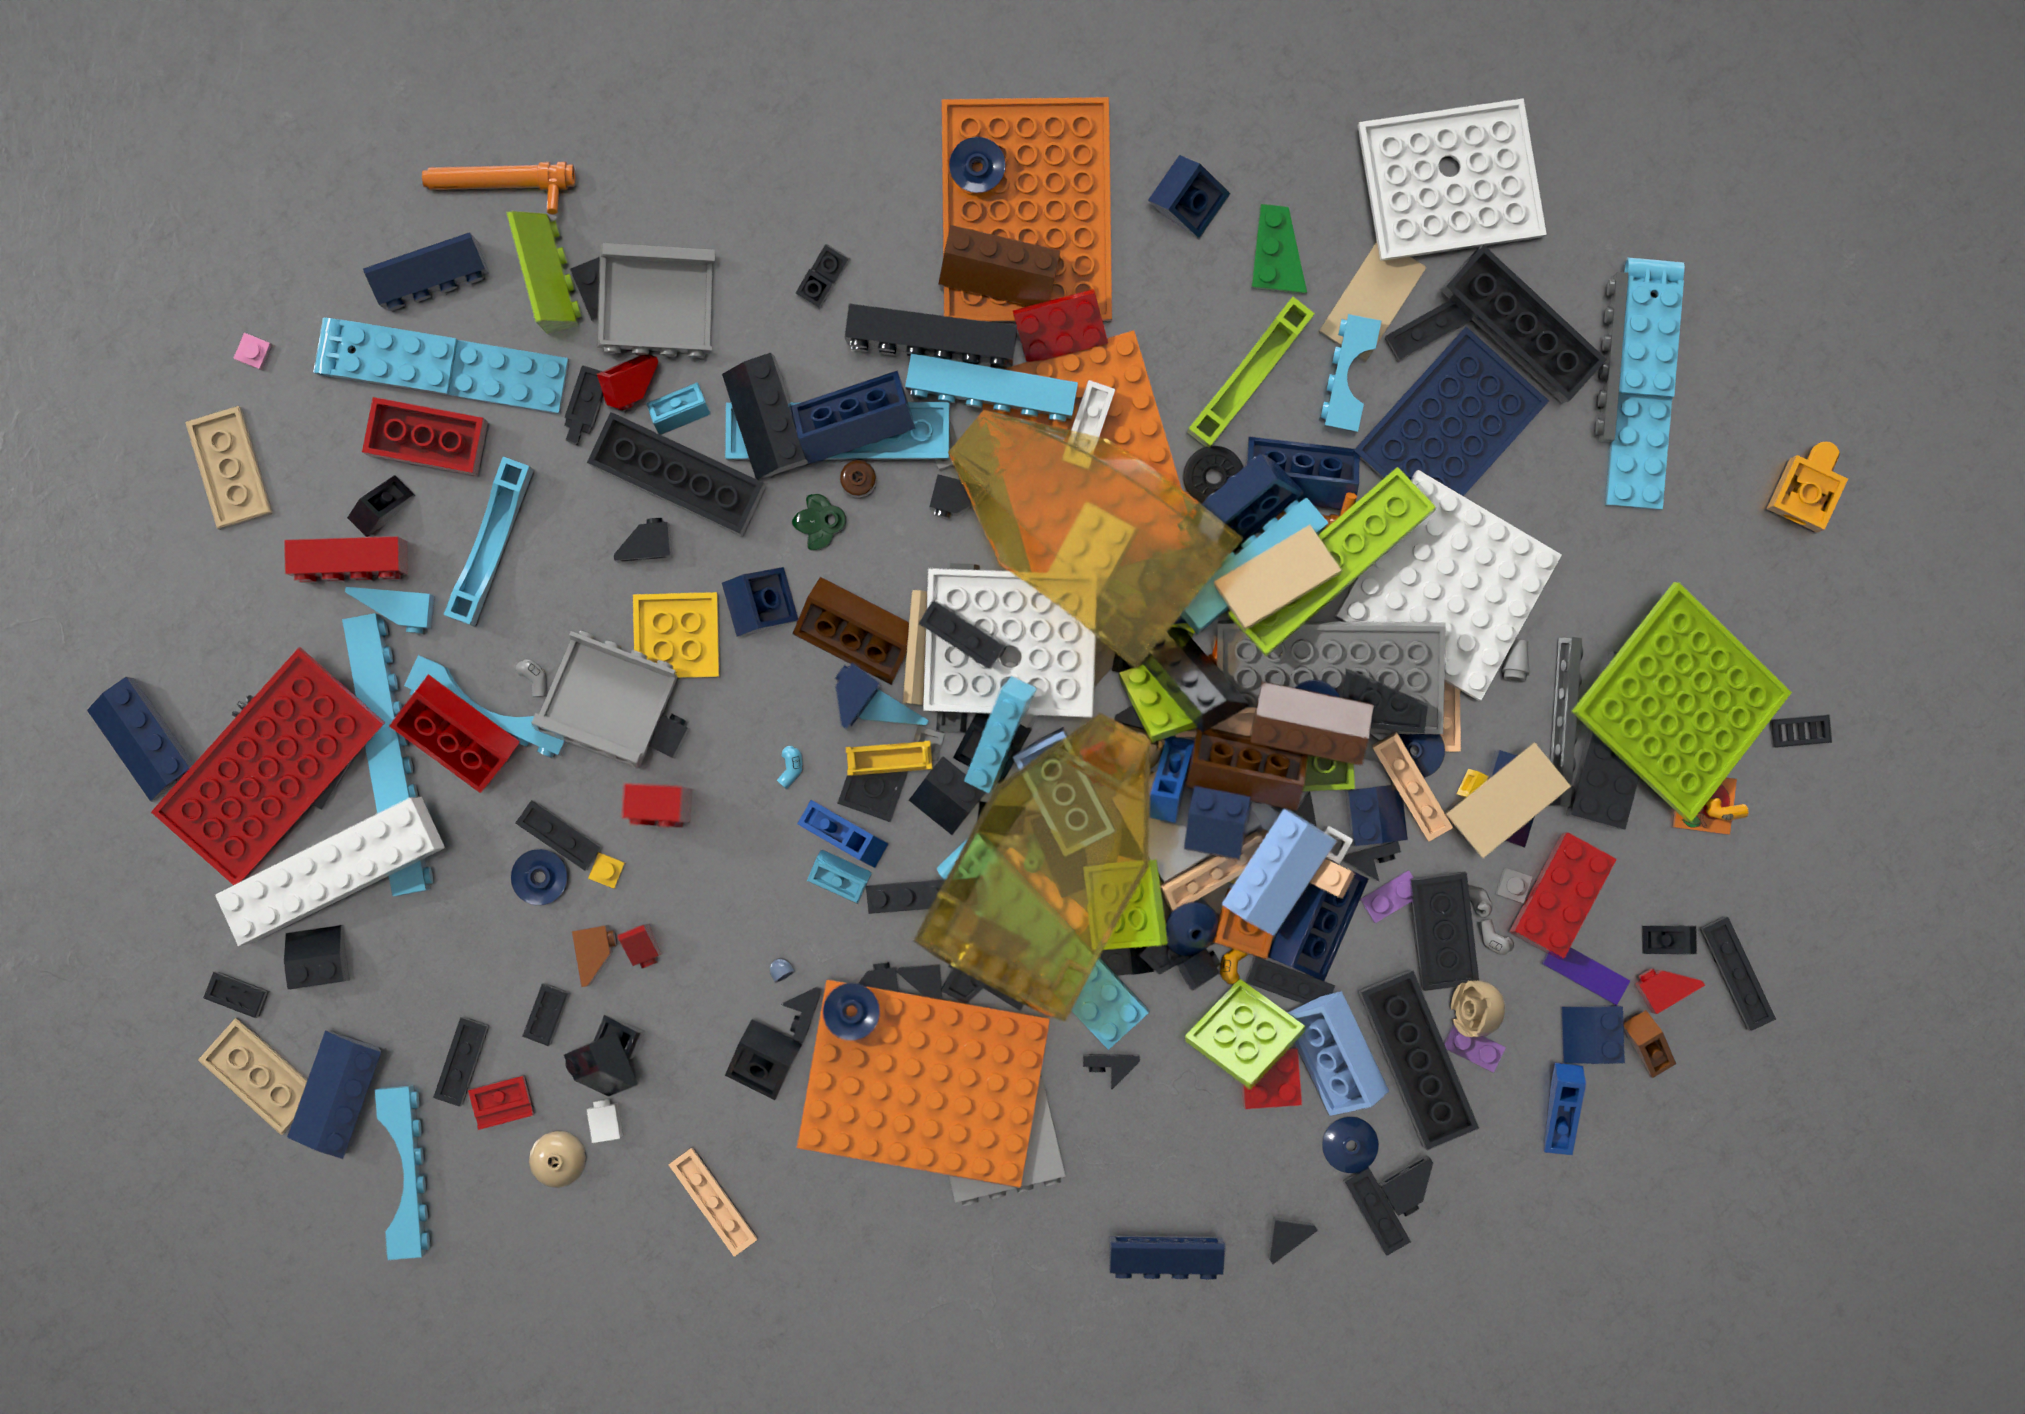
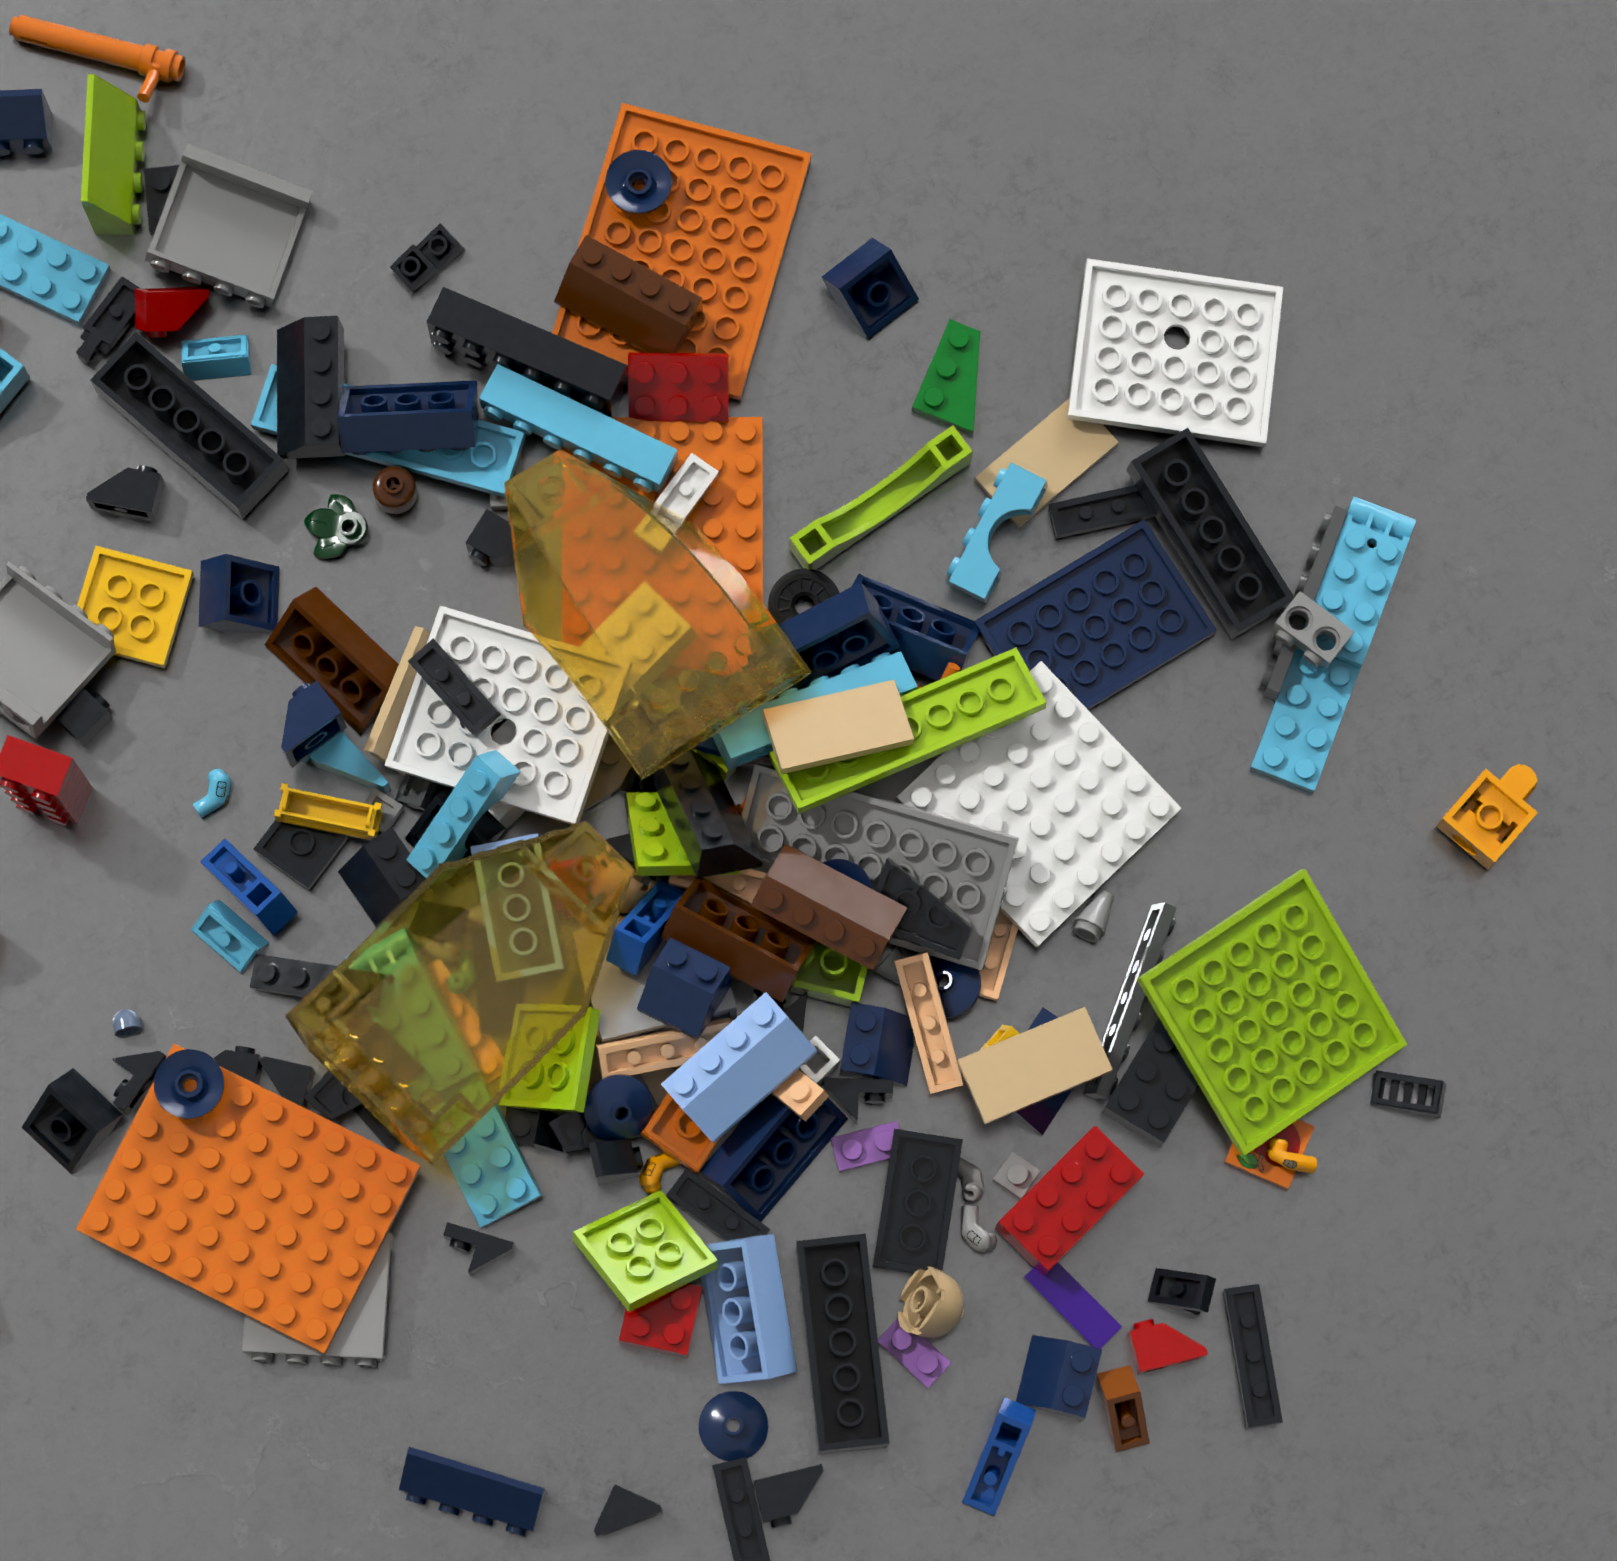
camera: 10 degrees right, 10 degrees down
(1631, 376) = (1318, 623): none -> light grey brick

